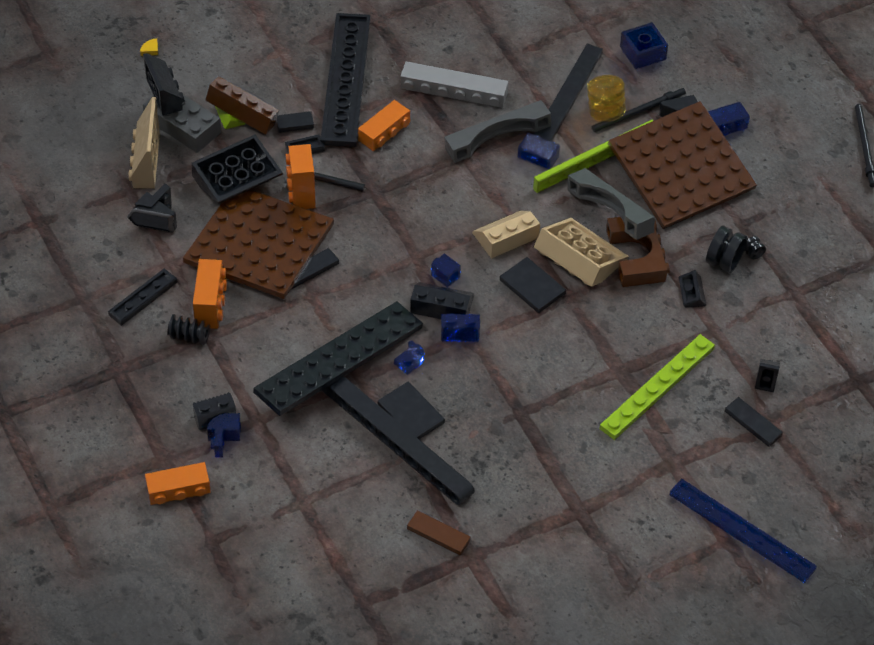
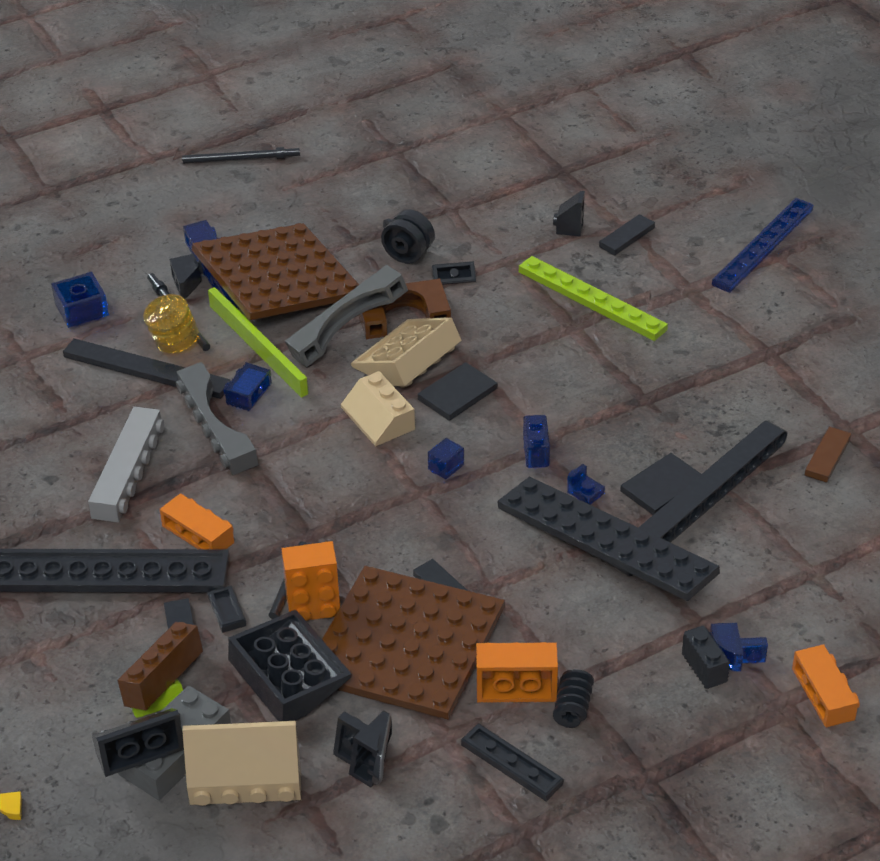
camera: 90 degrees left, 10 degrees down
(436, 300) = (492, 460): black slope -> none

